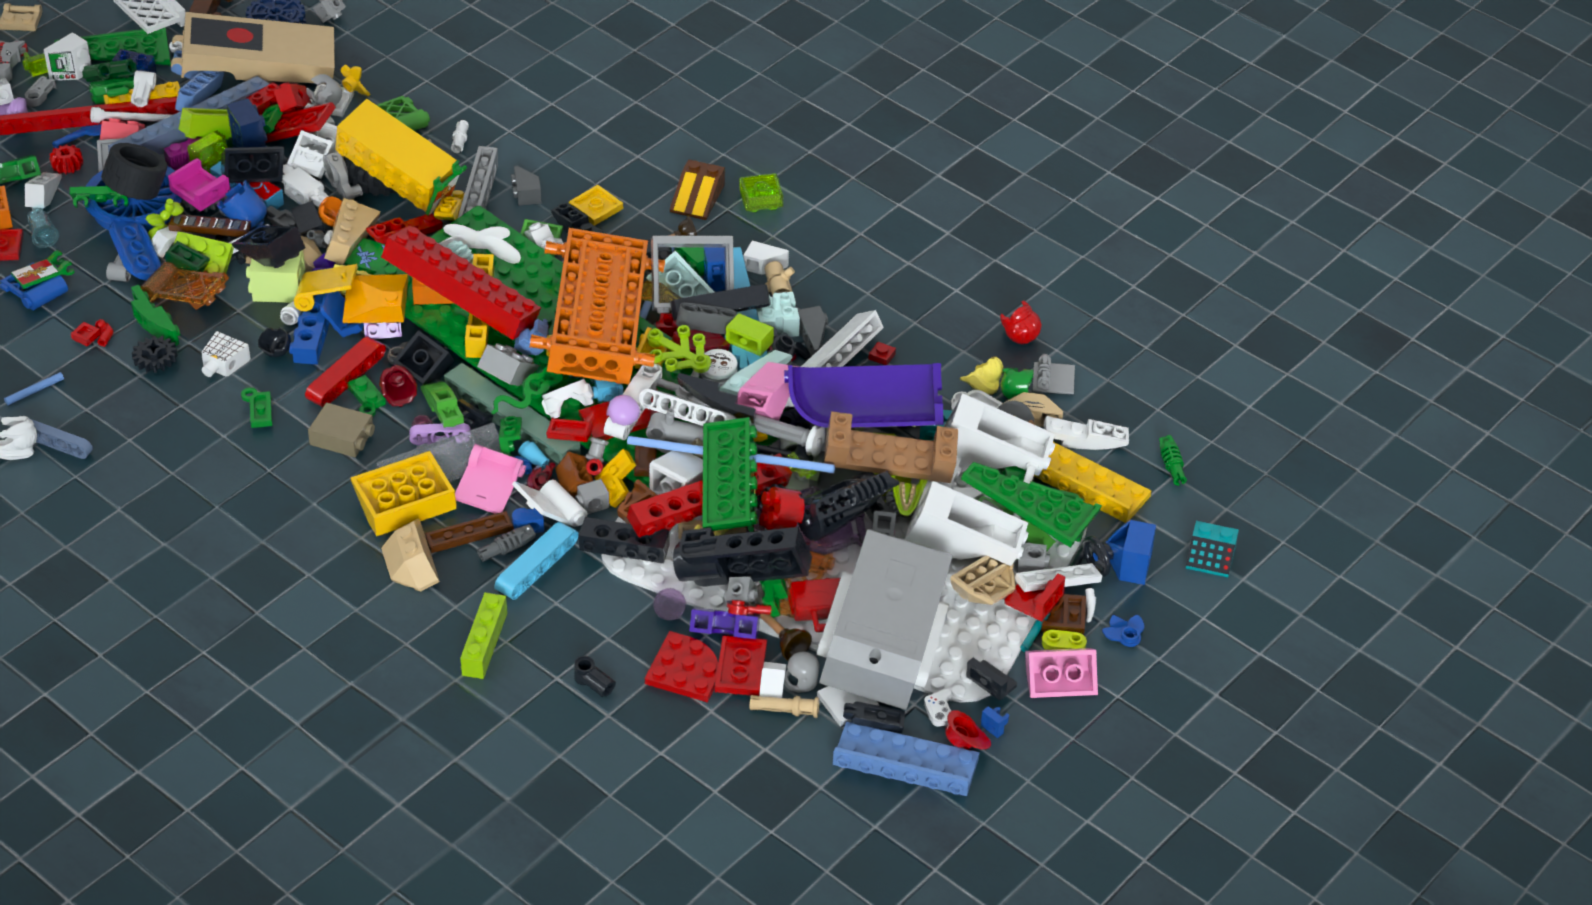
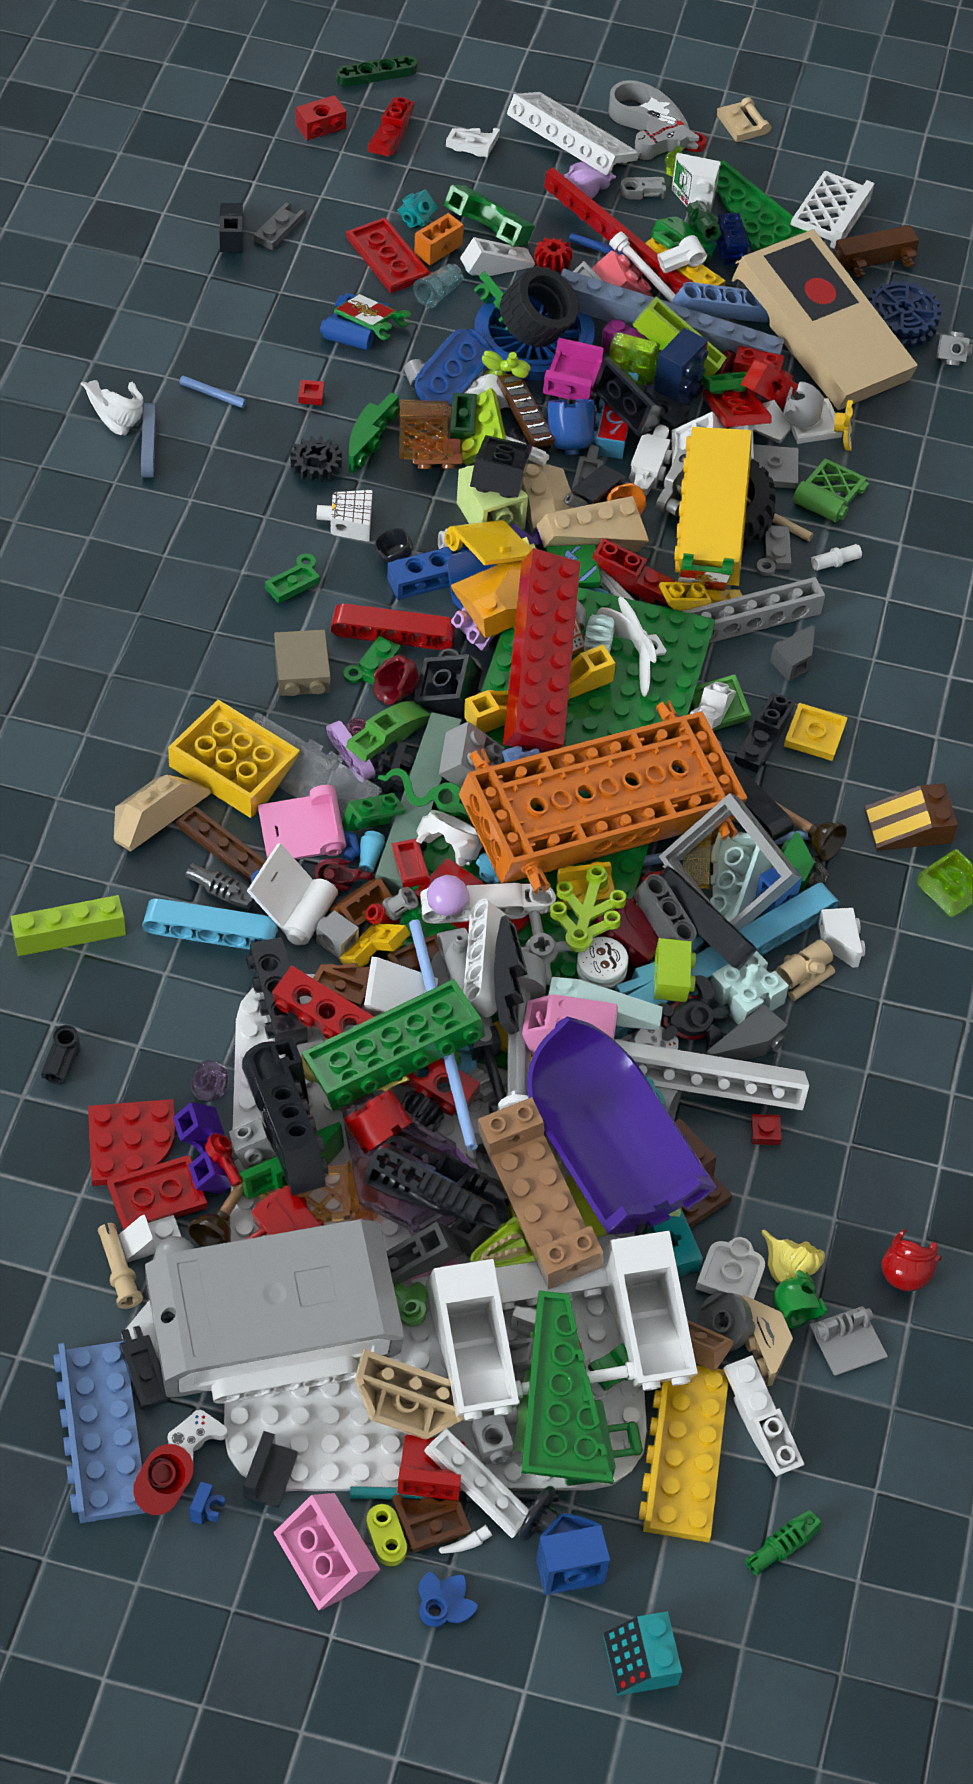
camera: 60 degrees right, 10 degrees up
(106, 332) = (327, 407): red arm -> none
(801, 472) = (478, 1106): clear neon green bracket -> none

